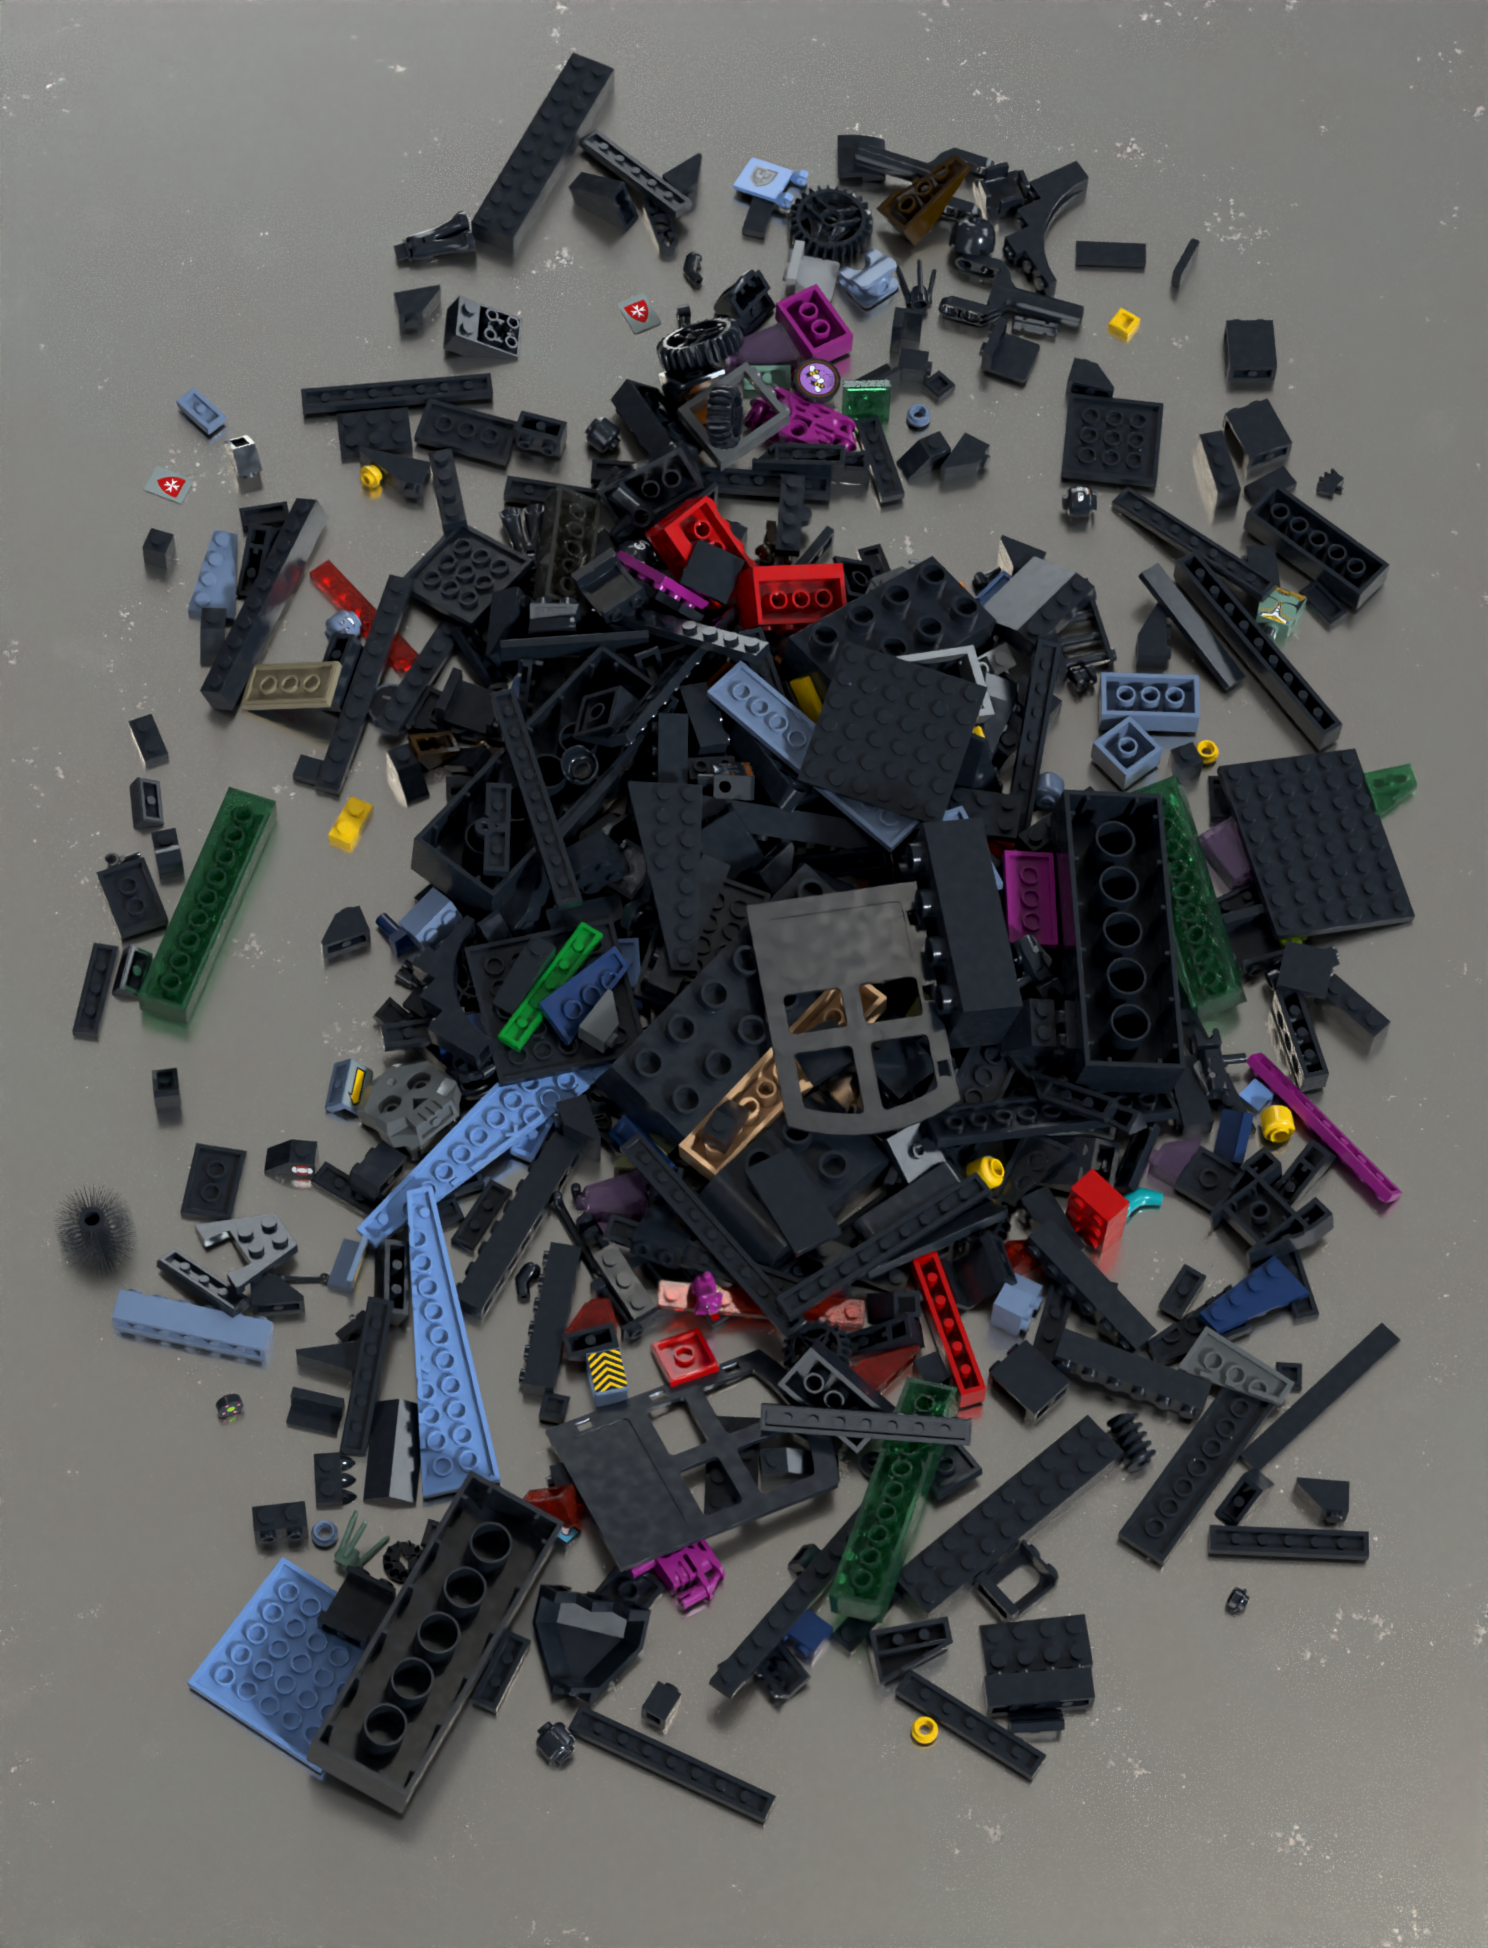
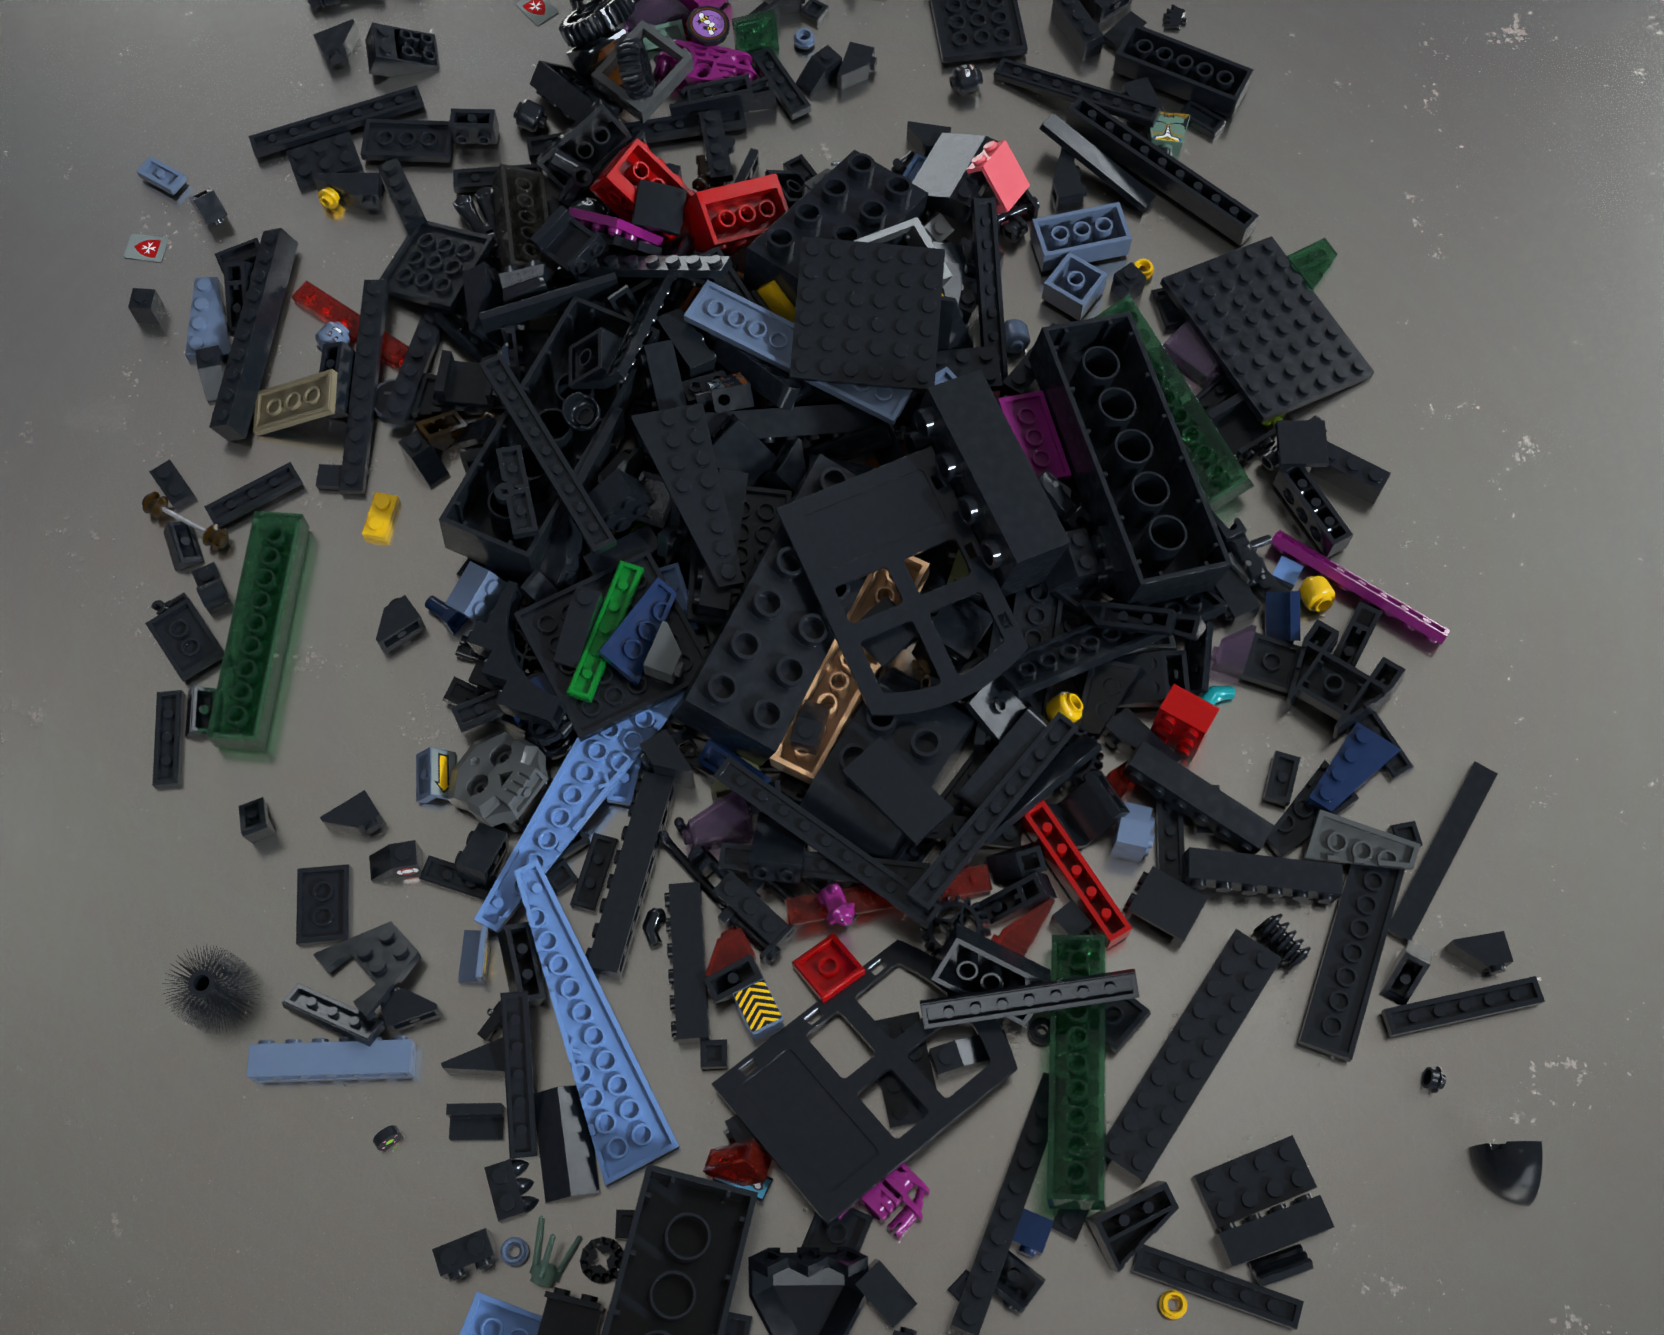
camera: 10 degrees left, 5 degrees up
(131, 760) = (158, 505): none -> dark brown axle
(228, 770) = (253, 495): none -> black plate
(262, 1107) = (354, 816): none -> black slope
(323, 1278) = (452, 976): black hinge -> none
(659, 1648) = (885, 1293): none -> black panel
(804, 1557) = (1002, 1149): black tile -> none
(1024, 1556) = (1244, 1110): black panel -> none
(1079, 618) = (1002, 173): none -> coral panel
(1279, 1691) = (1510, 1169): none -> black brick

